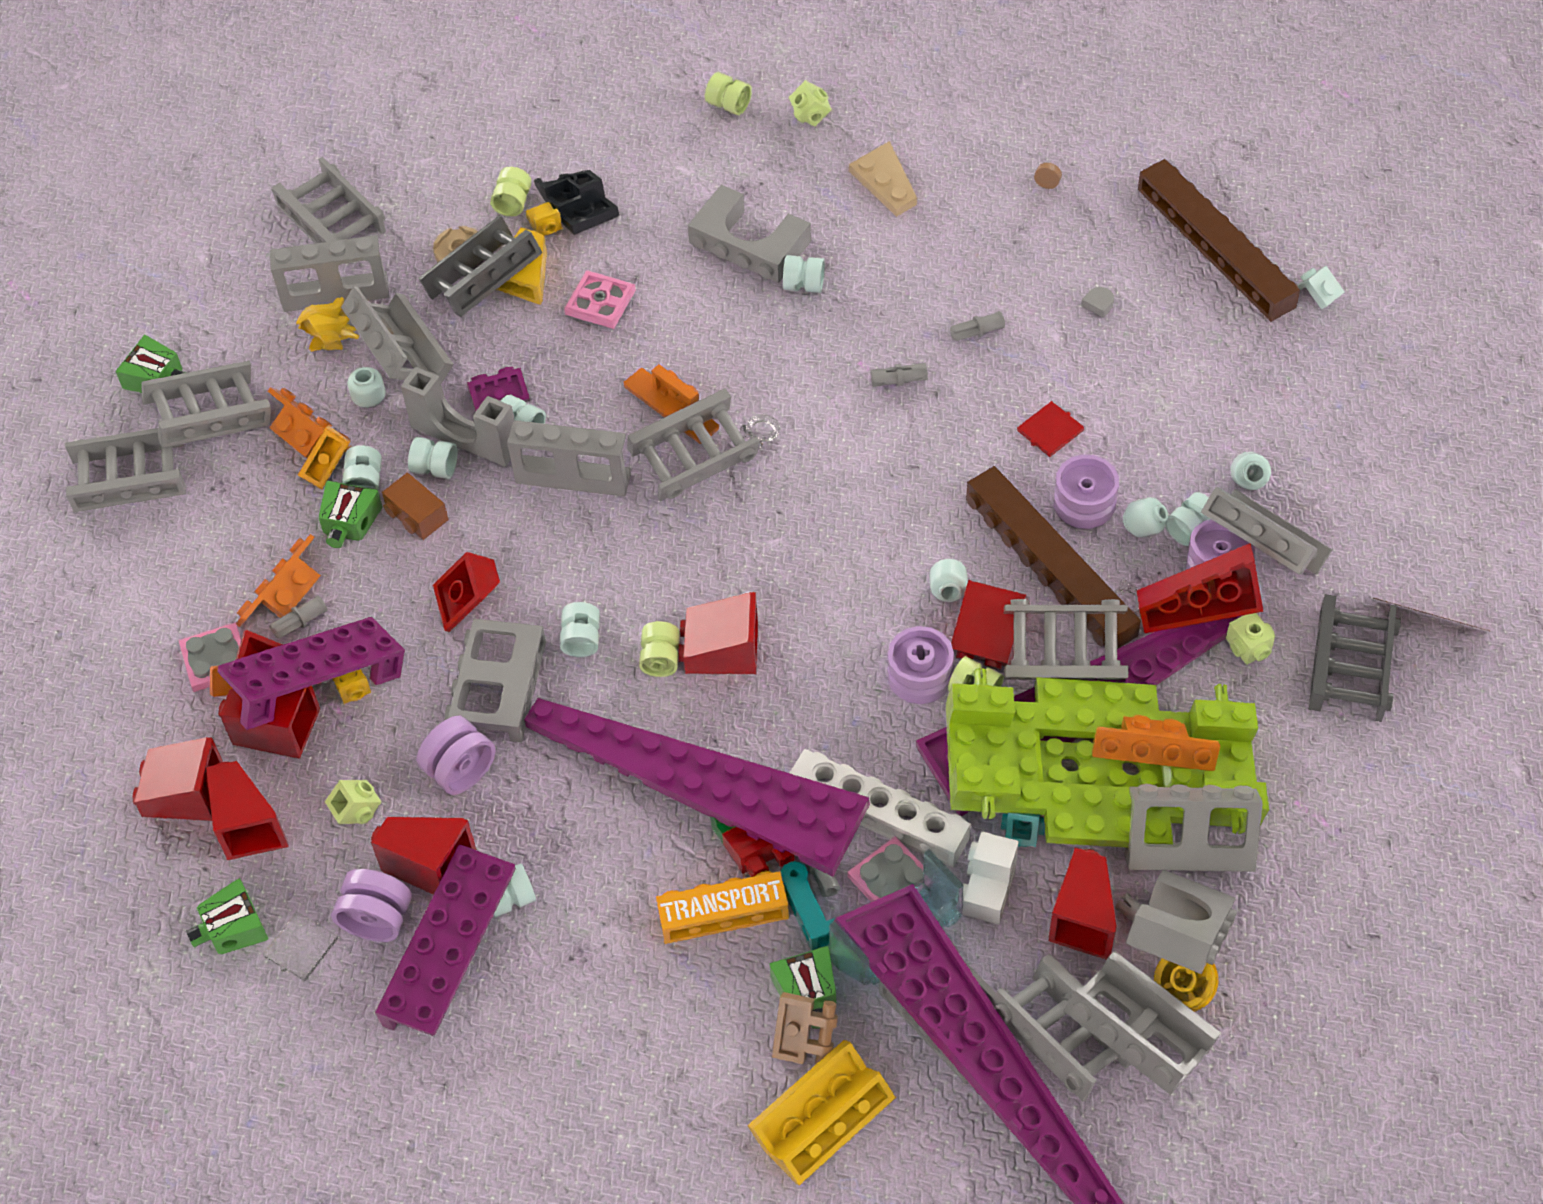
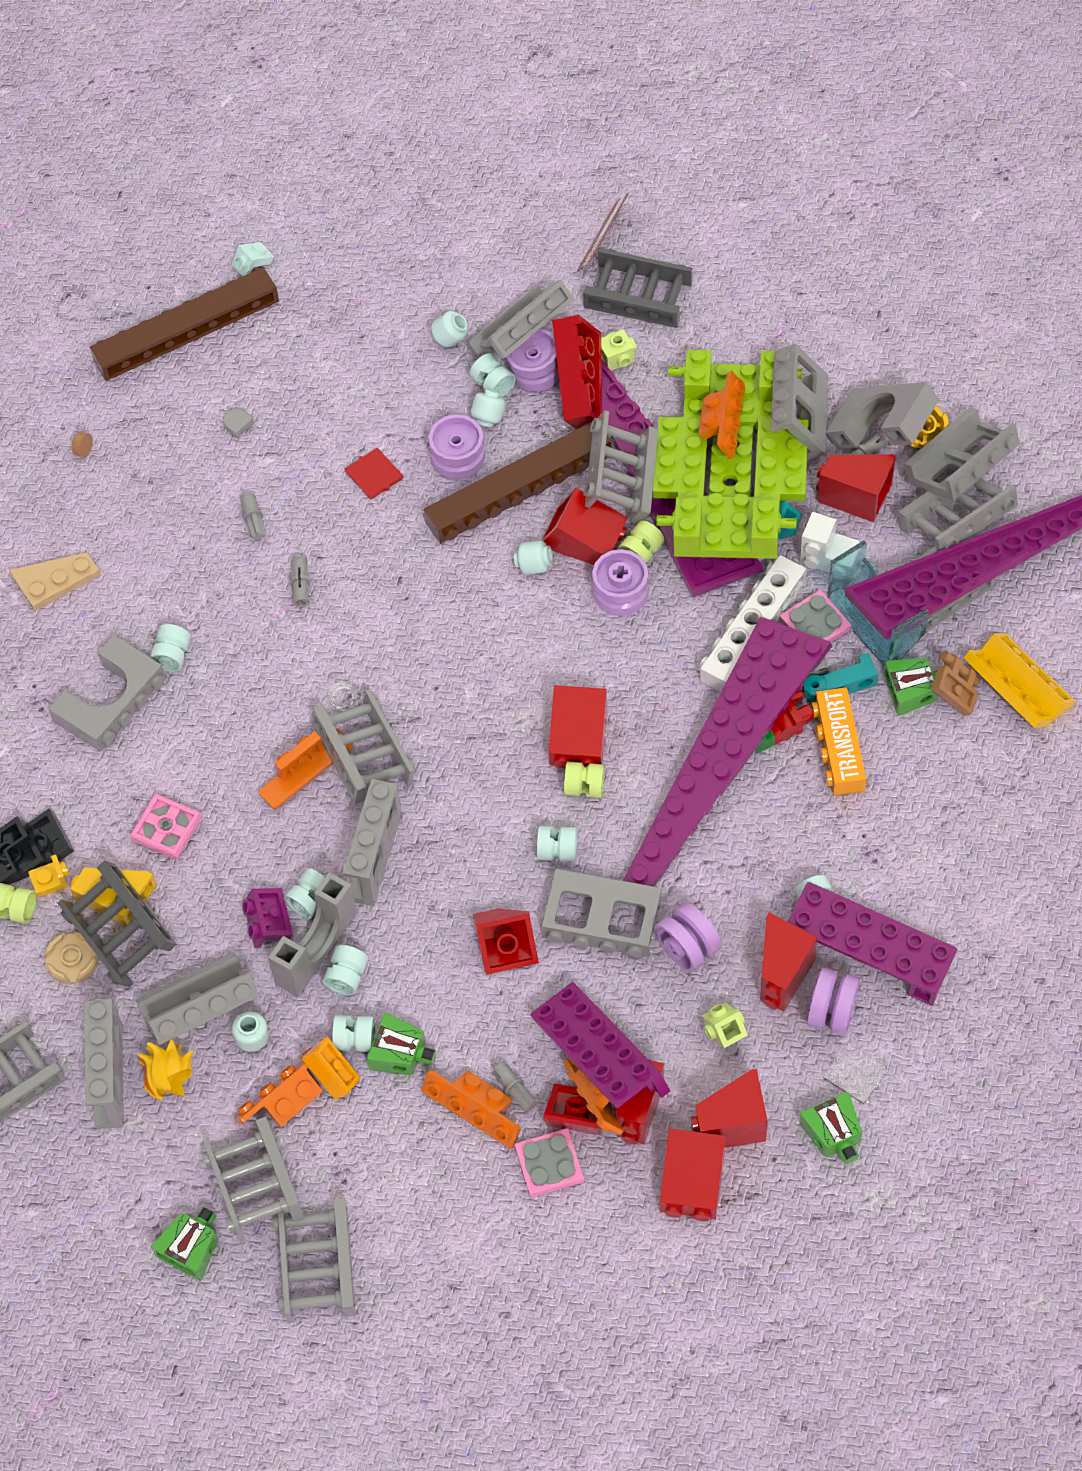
camera: 85 degrees left, 5 degrees up
(414, 506) = (399, 986): dark orange brick -> none

